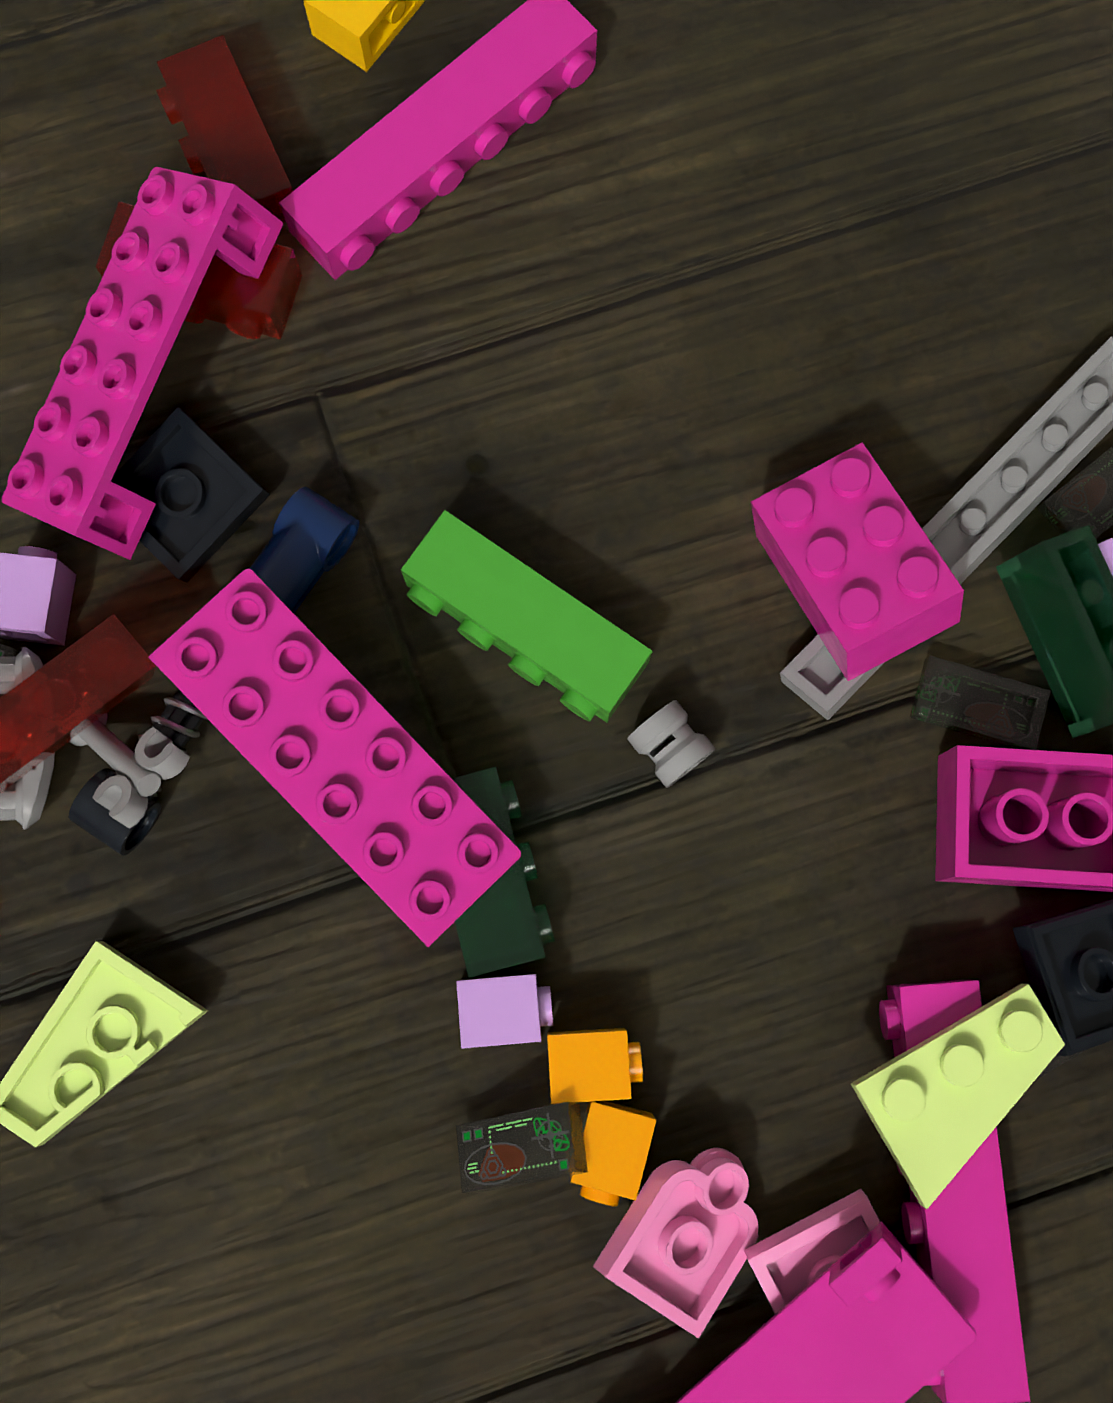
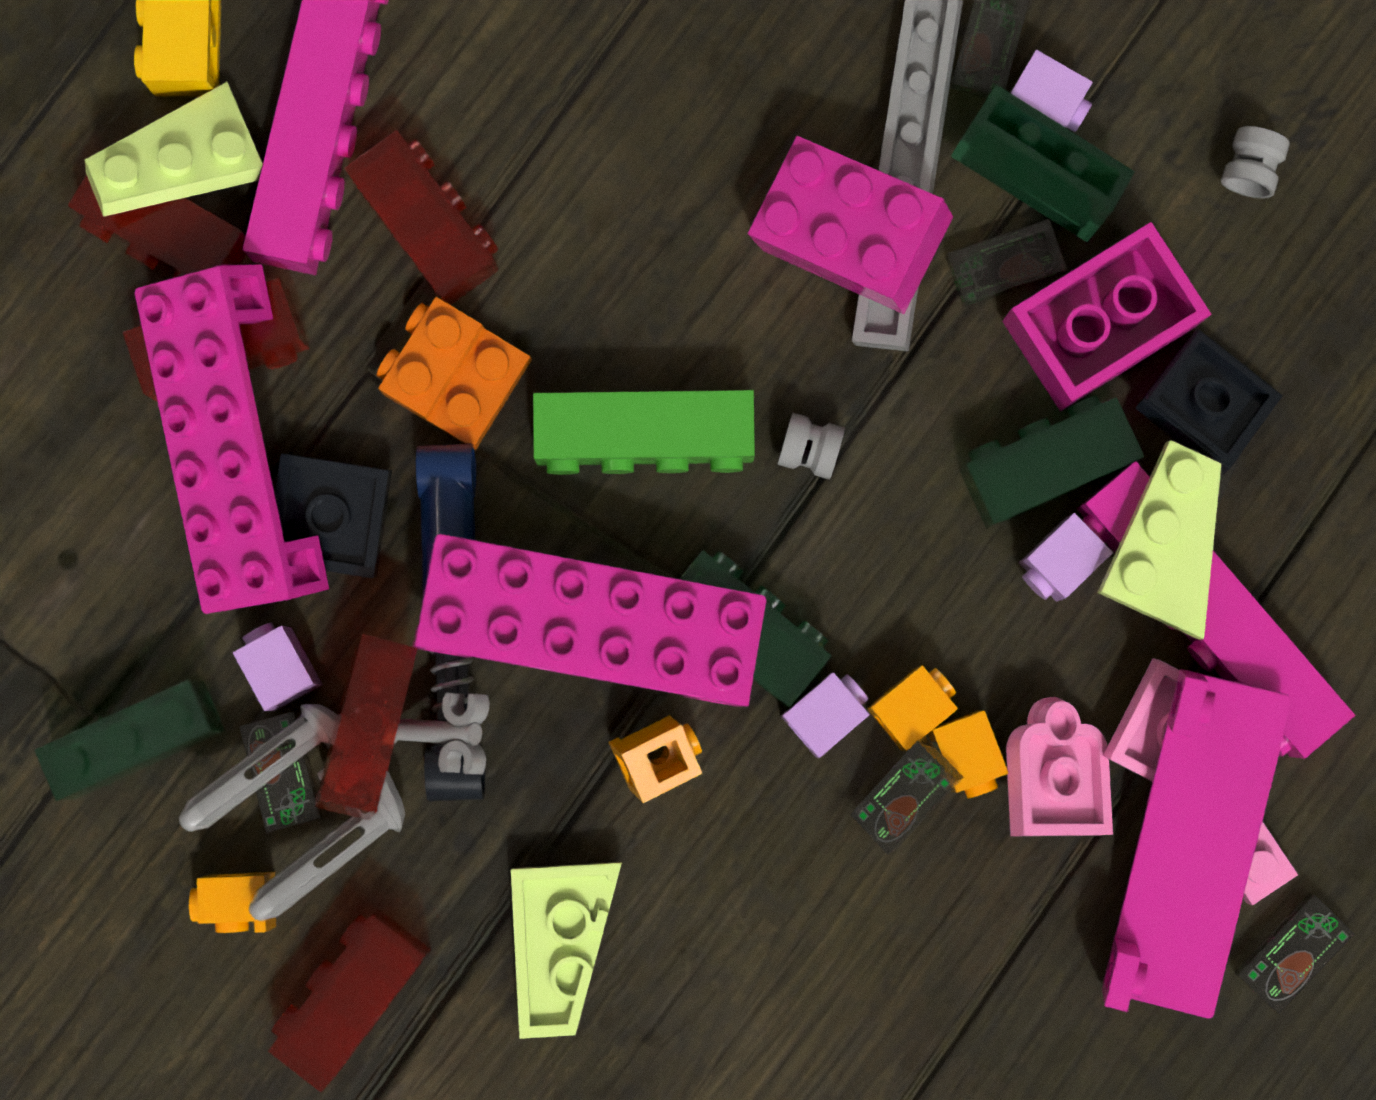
camera: 35 degrees left, 5 degrees up
(281, 83) = (177, 156): none -> yellowish green wing
(297, 951) = (653, 777): none -> light orange brick
(389, 444) = (452, 372): none -> orange plate
(465, 290) = (424, 216): none -> clear red brick
(840, 1026) = (1064, 559): none -> lavender brick
(894, 920) = (1050, 460): none -> clear green brick

